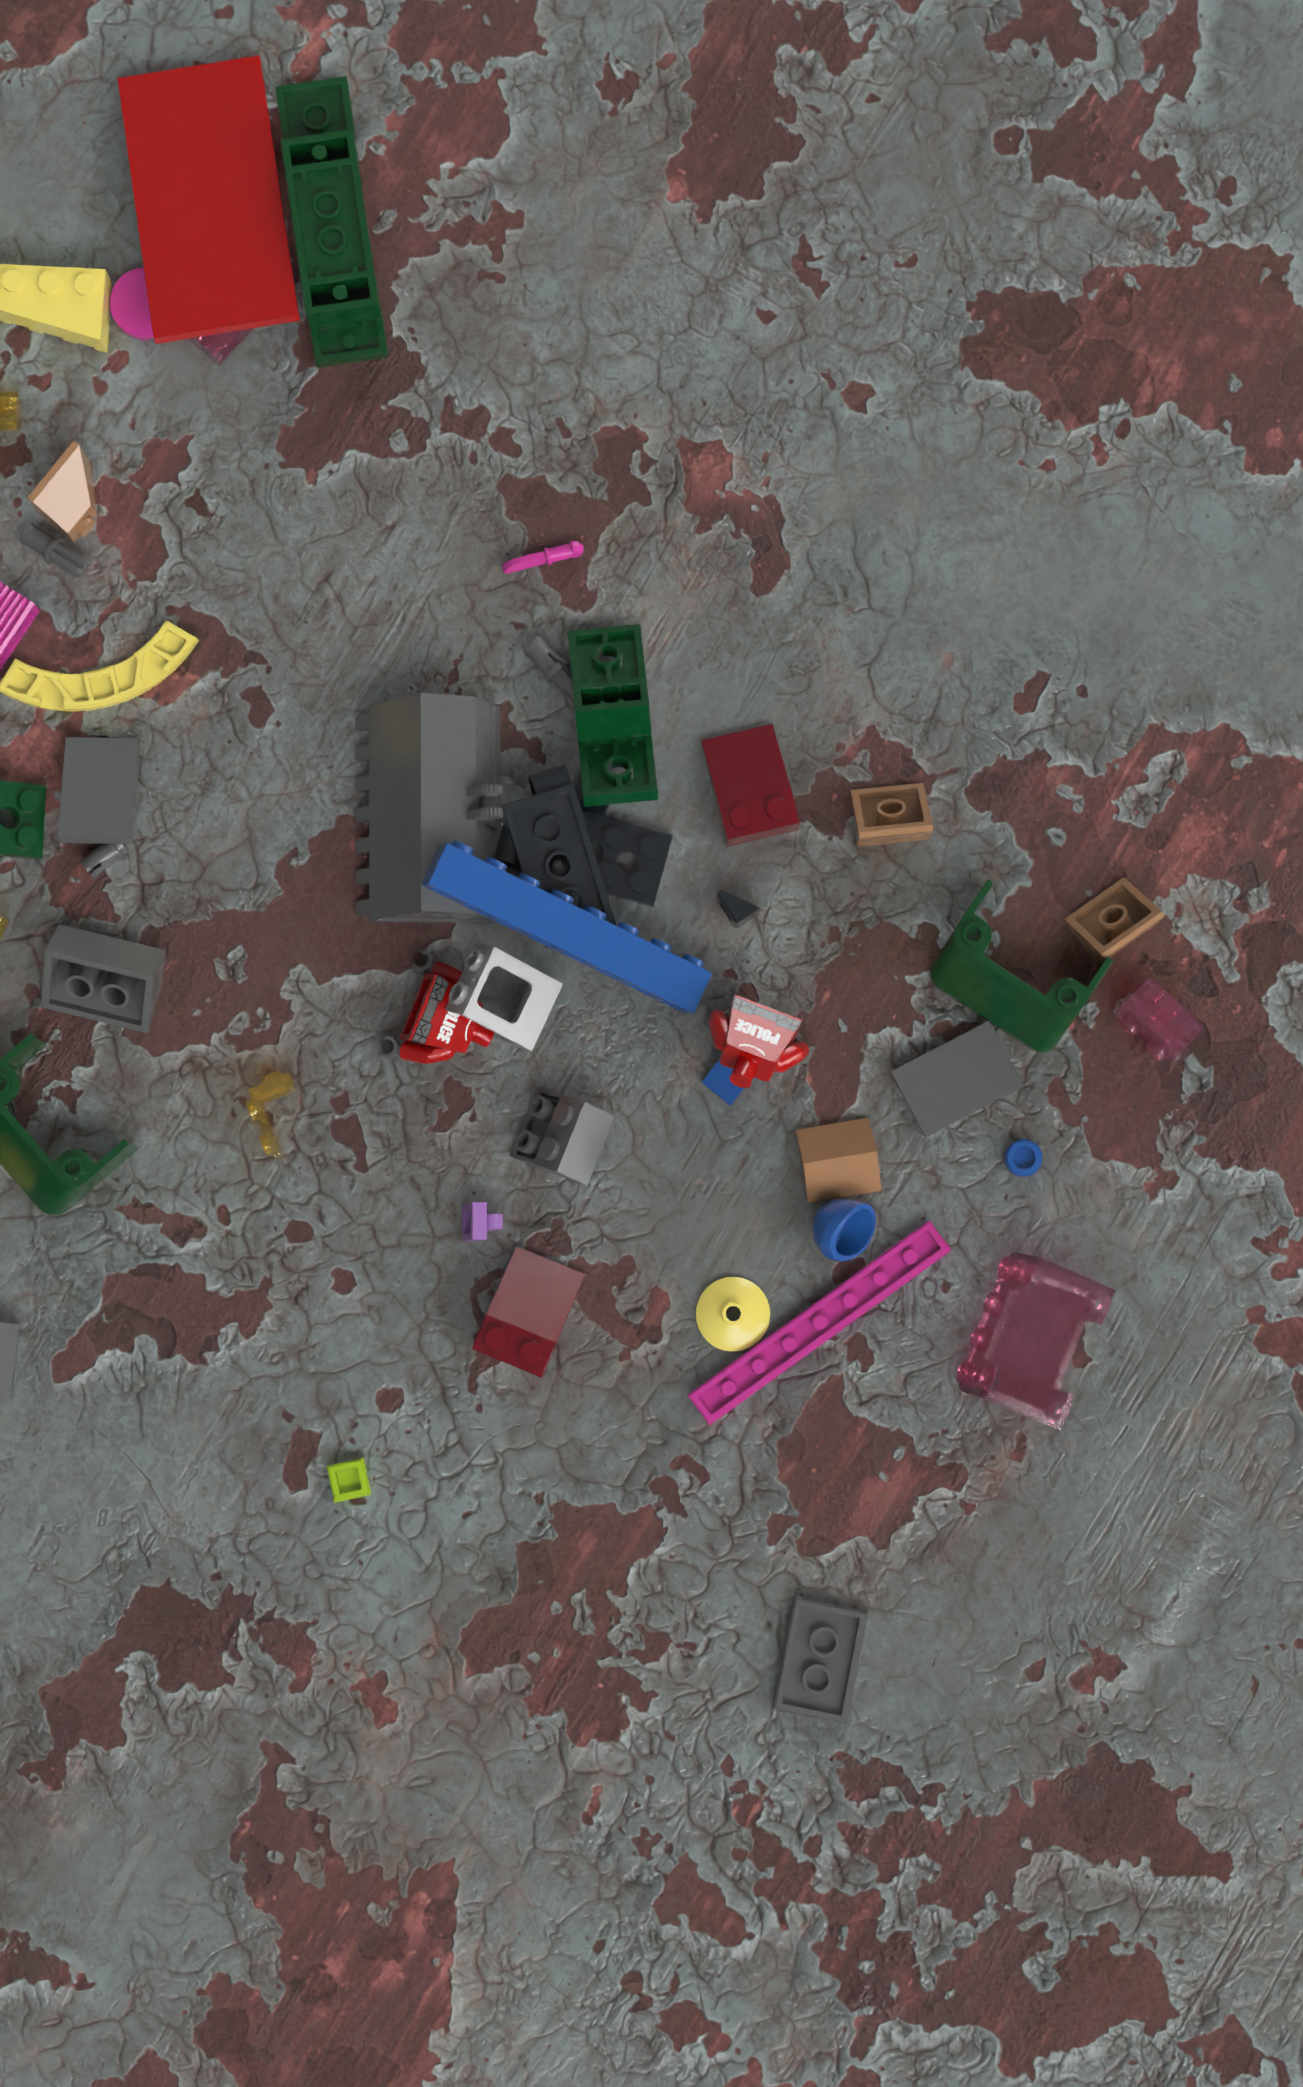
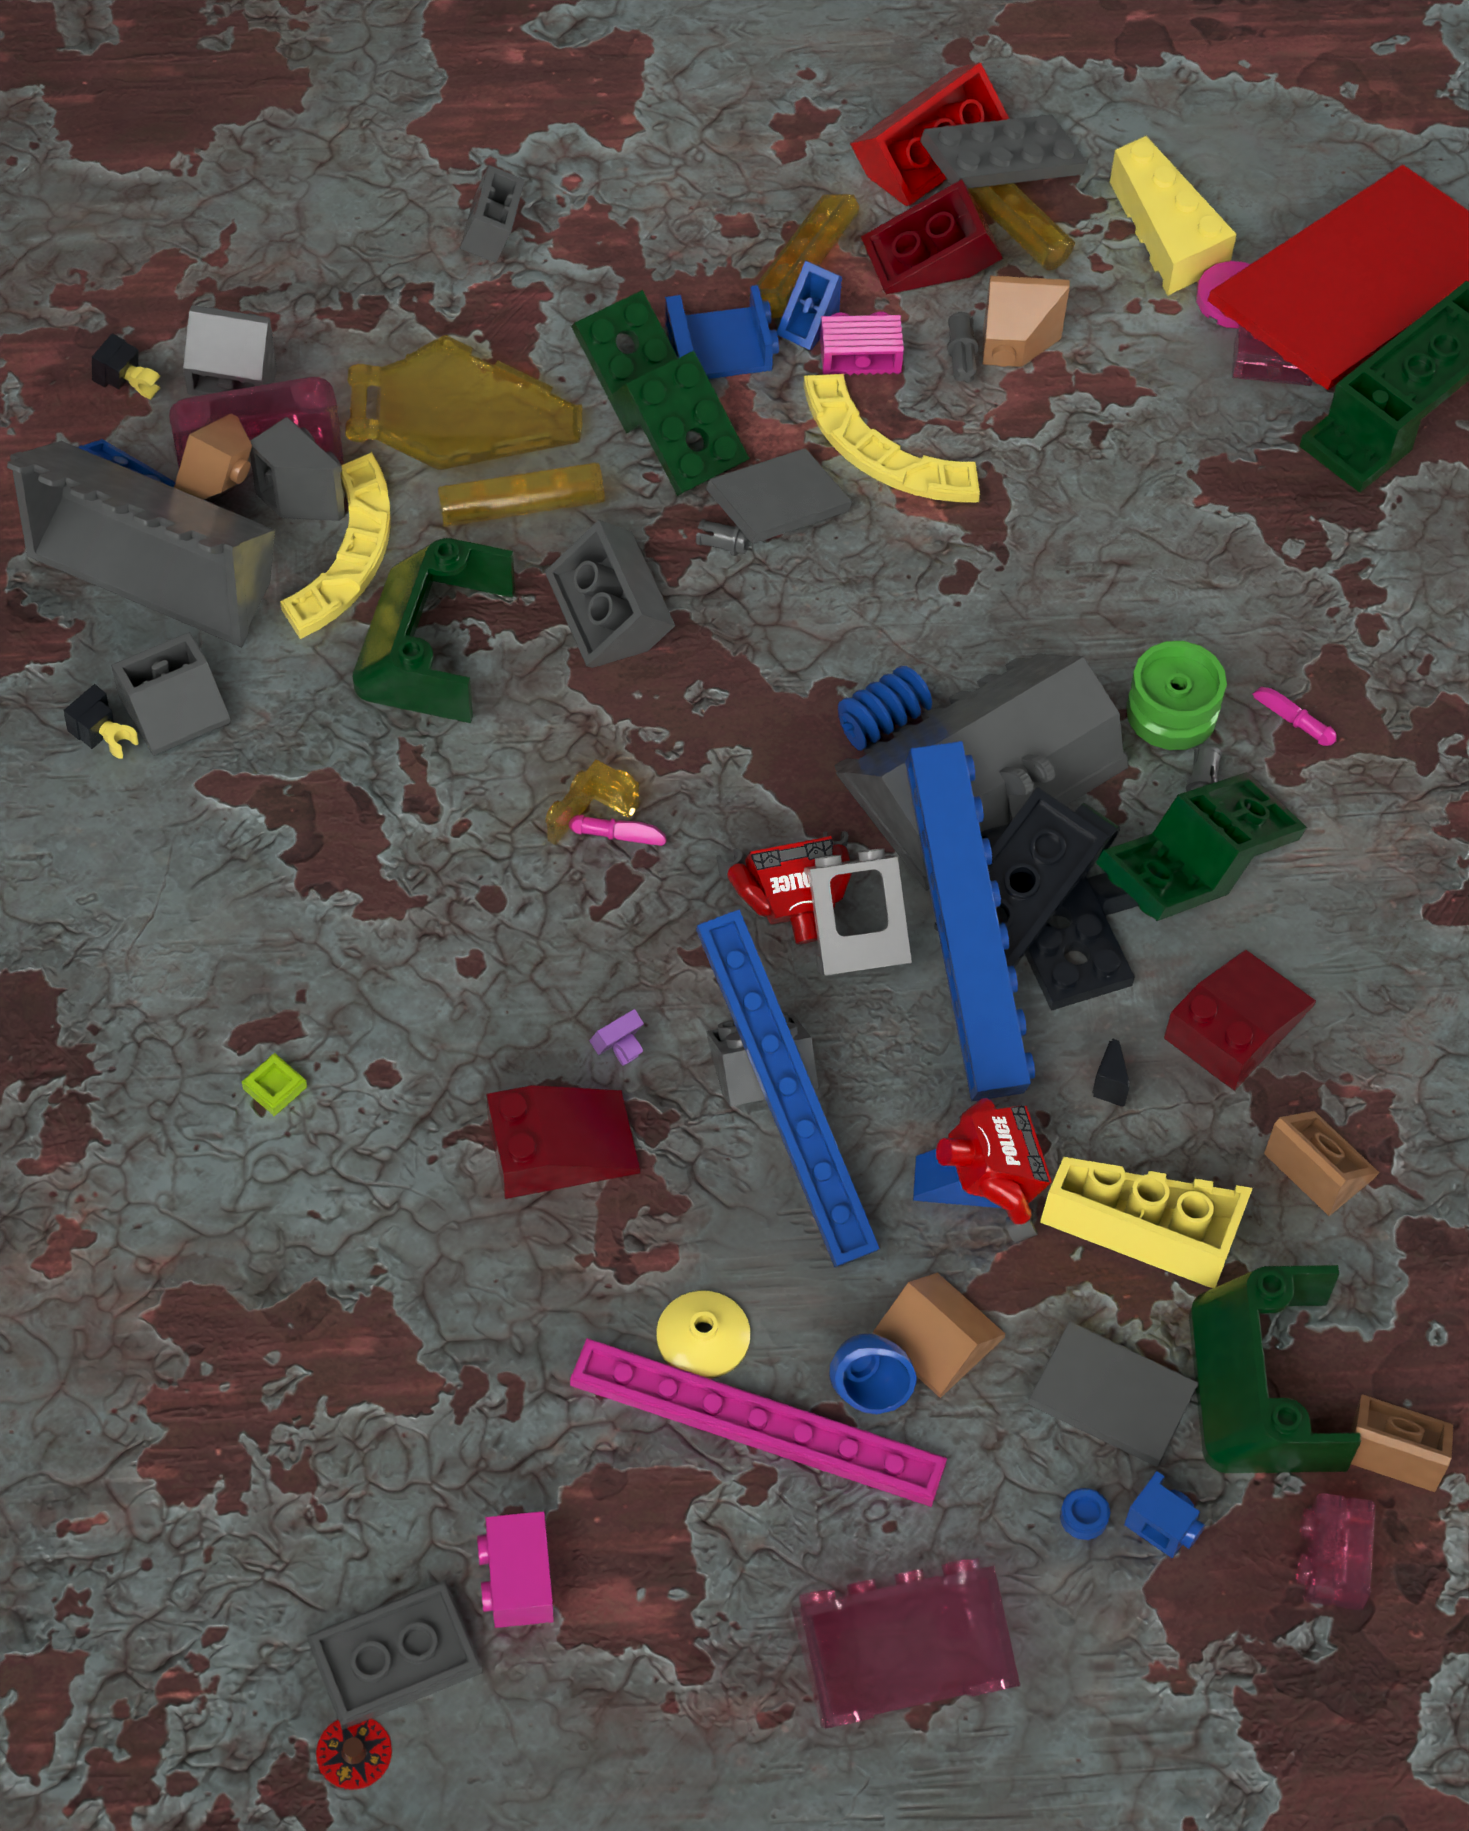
camera: 50 degrees right, 25 degrees down
(306, 1106) = (621, 830): none -> dark pink piece
(338, 849) = (881, 704): none -> blue piece
(465, 617) = (1176, 695): none -> bright green wheel
(610, 1145) = (787, 1088): none -> blue plate
(821, 1548) = (518, 1570): none -> dark pink brick
(862, 963) = (1147, 1216): none -> light yellow wedge
(868, 1726) = (354, 1755): none -> piece
(1063, 1111) = (1164, 1517): none -> blue brick

